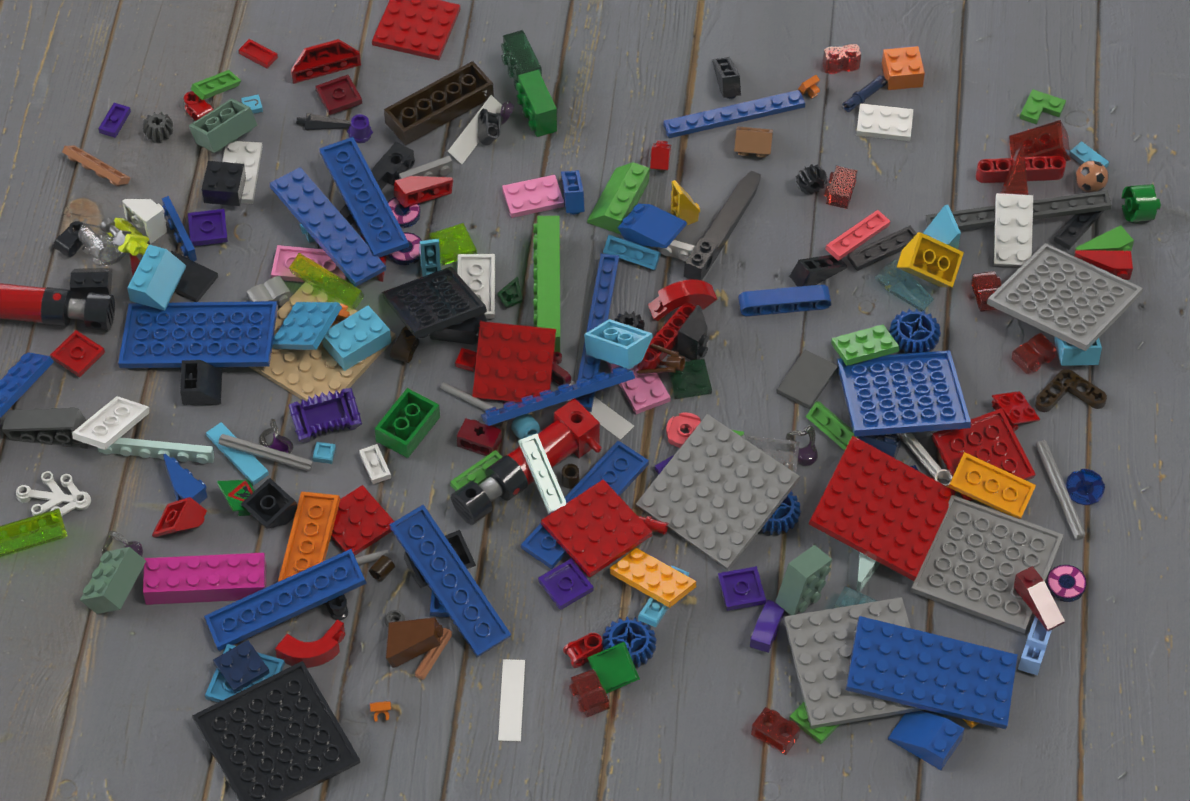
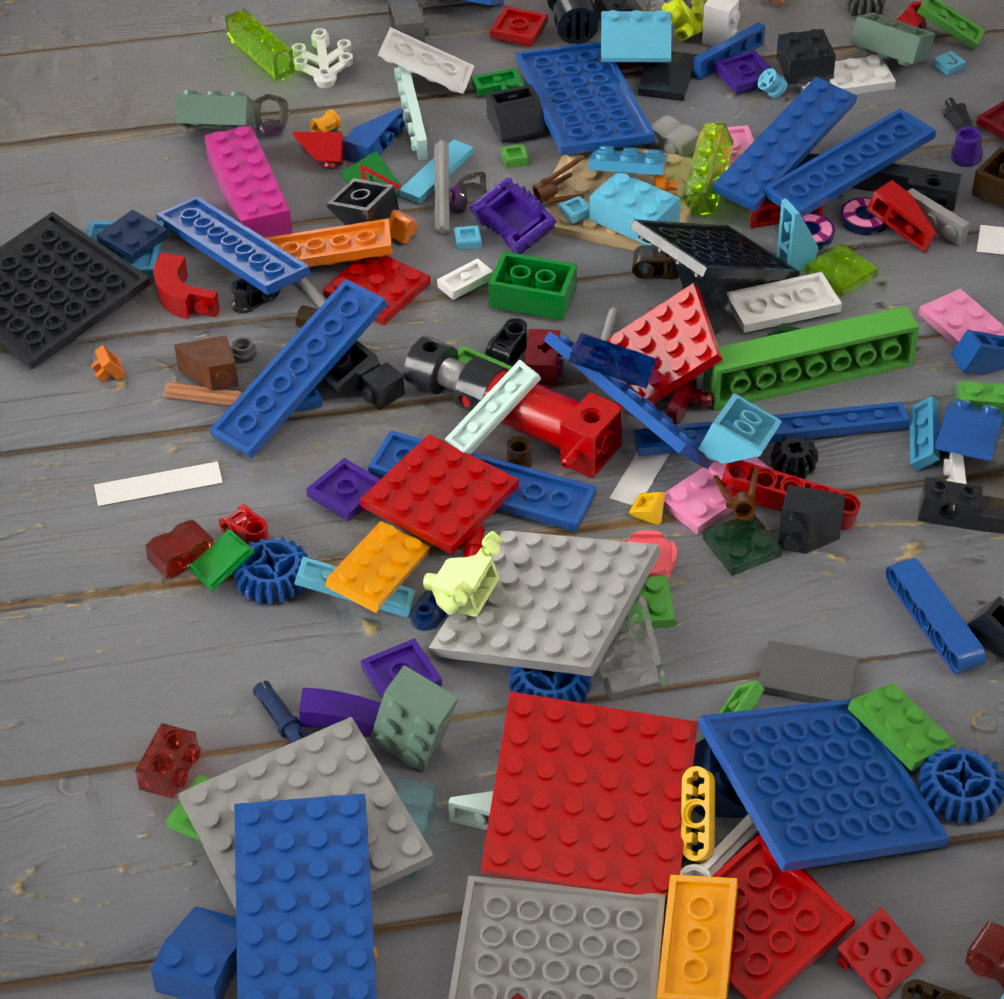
camera: 75 degrees right, 10 degrees down
(149, 514) = (326, 122): none -> light orange bush
(151, 379) = (496, 81): none -> green plate
(231, 215) = (772, 83): none -> medium azure wheel
(240, 399) = (514, 156): none -> bright green tile
(297, 486) = (402, 226): none -> orange tile
(308, 386) = (547, 189): none -> reddish brown plant
(333, 375) = (574, 209): none -> medium azure tile
(459, 456) = (509, 342): none -> black piece
(474, 538) = (383, 386): none -> black brick
(525, 426) = (578, 387): medium azure head -> none
(532, 390) = (613, 360): none -> clear blue tile
(640, 418) = (649, 507): none -> yellow slope
(679, 293) = (877, 496): red arch -> none
(685, 559) = (429, 620): none -> clear blue plate
(692, 529) = (468, 581): none -> yellowish green torso
(760, 660) = (288, 725): none -> dark blue pin
(808, 454) = (668, 701): clear smoke piece -> none
(907, 450) = (688, 804): none -> yellow beam

